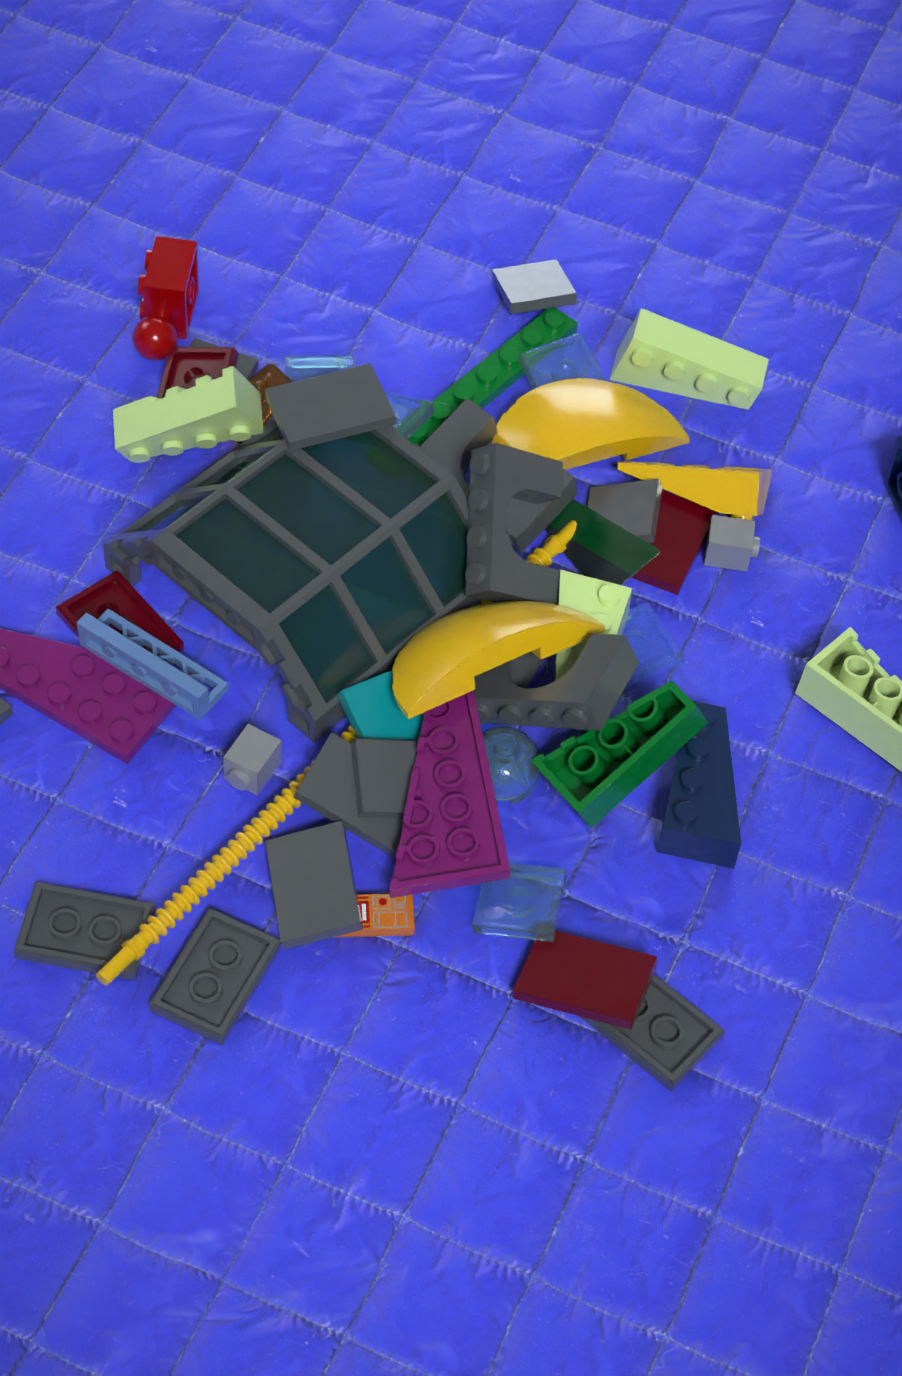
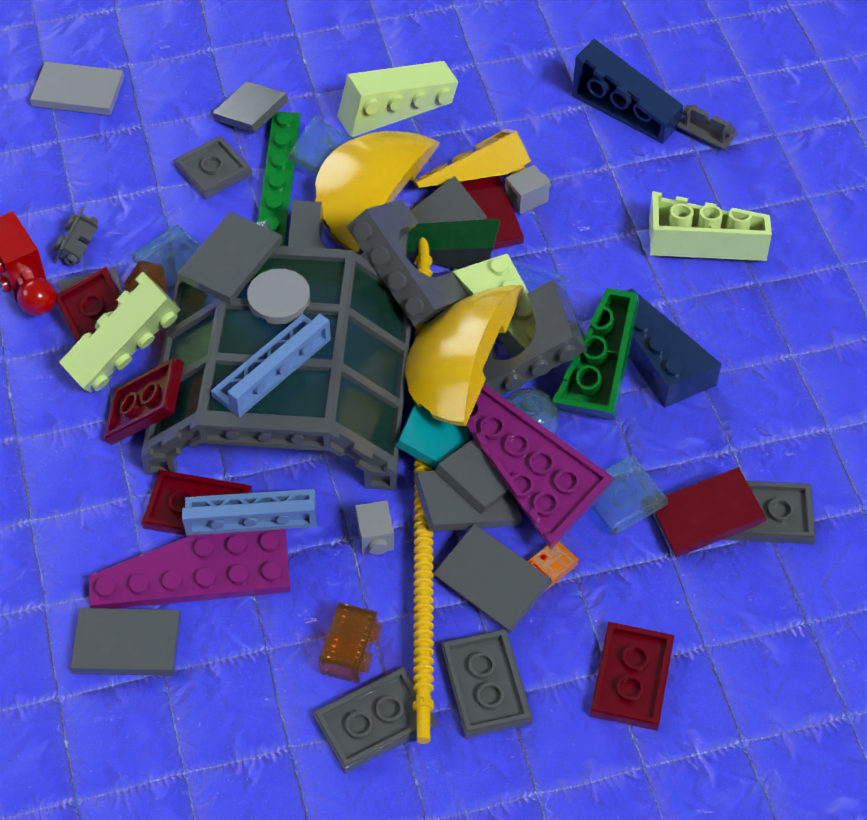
camera: 35 degrees left, 0 degrees up
(126, 844) = (349, 642): none -> clear orange brick
(152, 495) = (144, 401): none -> dark red tile
(259, 299) = (78, 228): none -> dark grey hinge
(269, 531) = (277, 366): none -> medium blue fence
(338, 472) = (278, 296): none -> light grey tile
(357, 1074) = (632, 676): none -> dark red tile
(390, 168) = (77, 88): none -> light grey tile
(443, 323) = (212, 167): none -> dark grey tile

